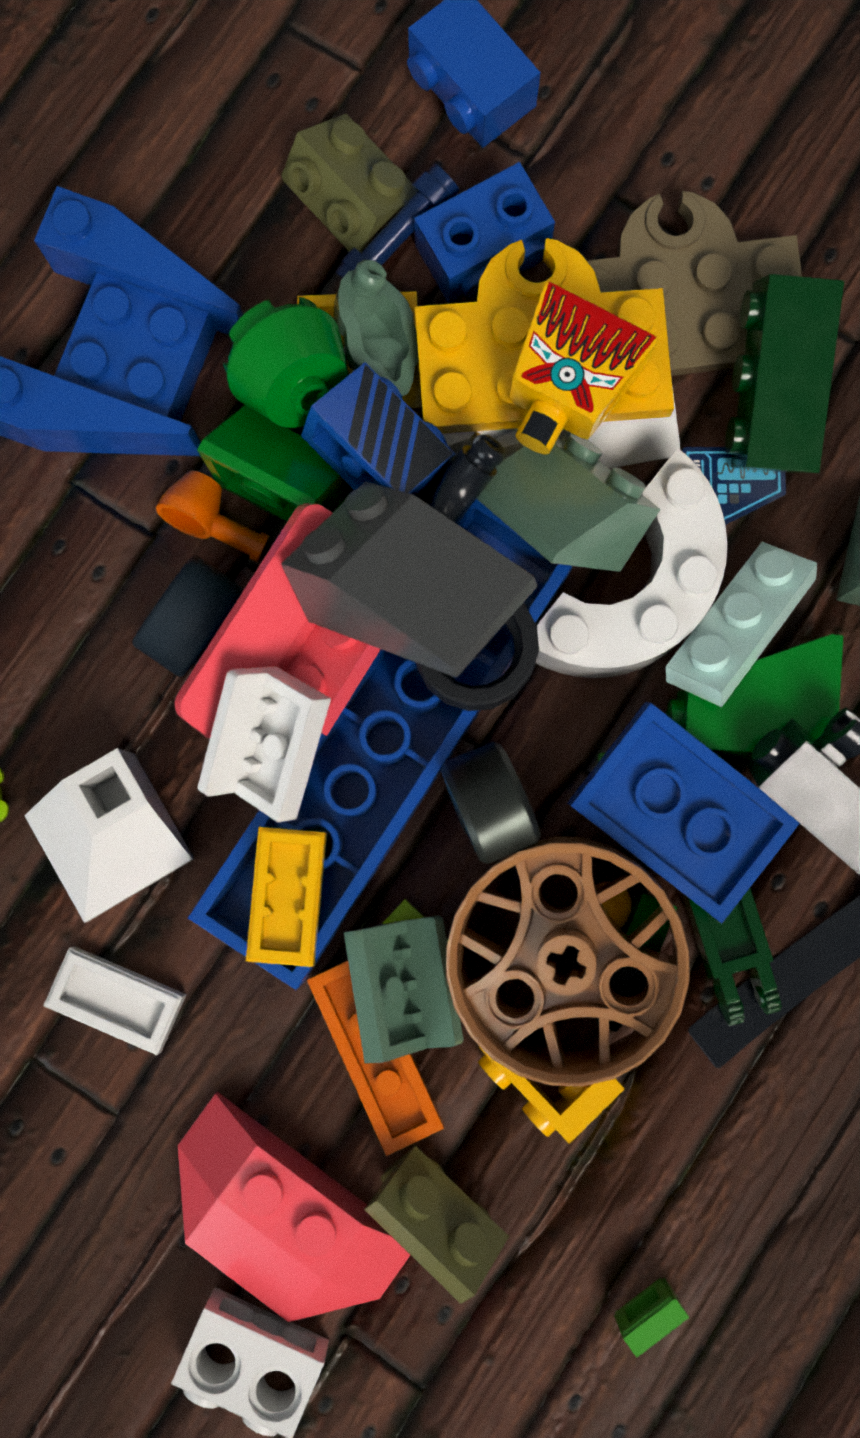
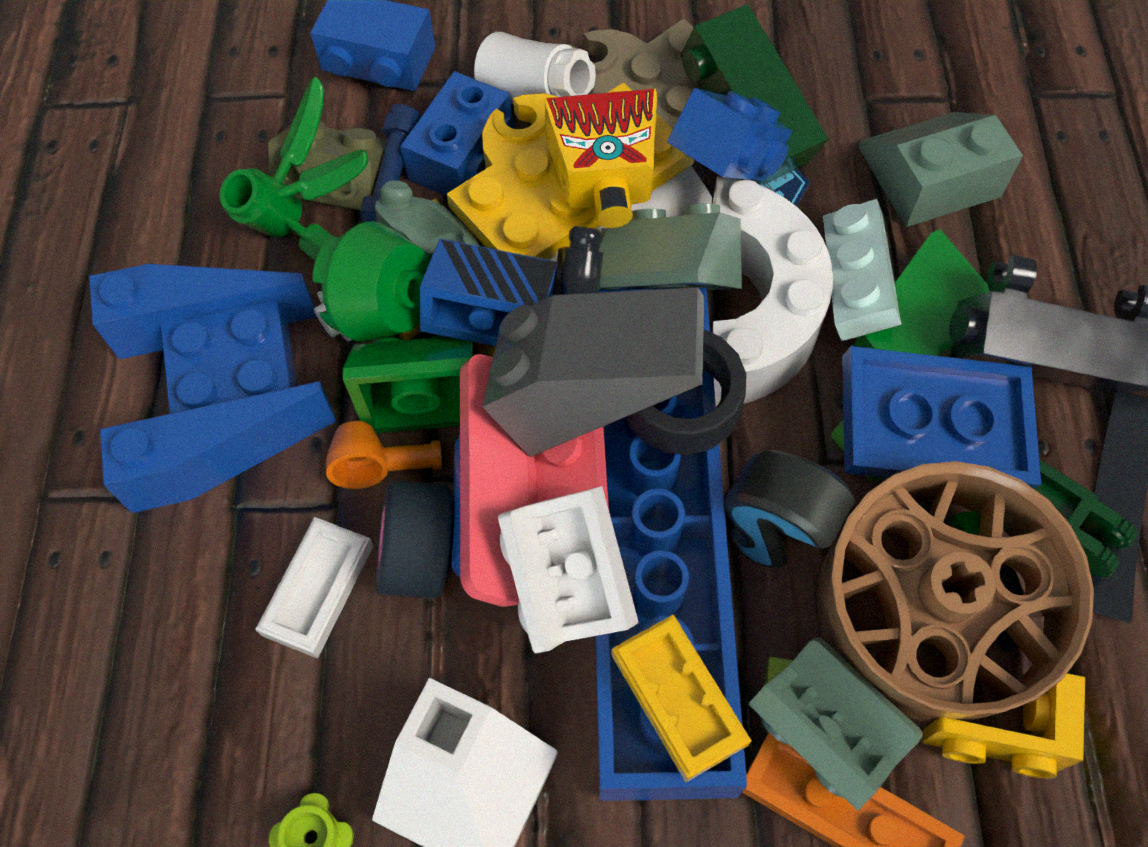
camera: 35 degrees left, 20 degrees down
(94, 598) = (315, 587): none -> white tile
(271, 204) = (276, 207): none -> green plant
(594, 210) = (533, 67): none -> white plant
(708, 423) = (731, 135): none -> blue brick

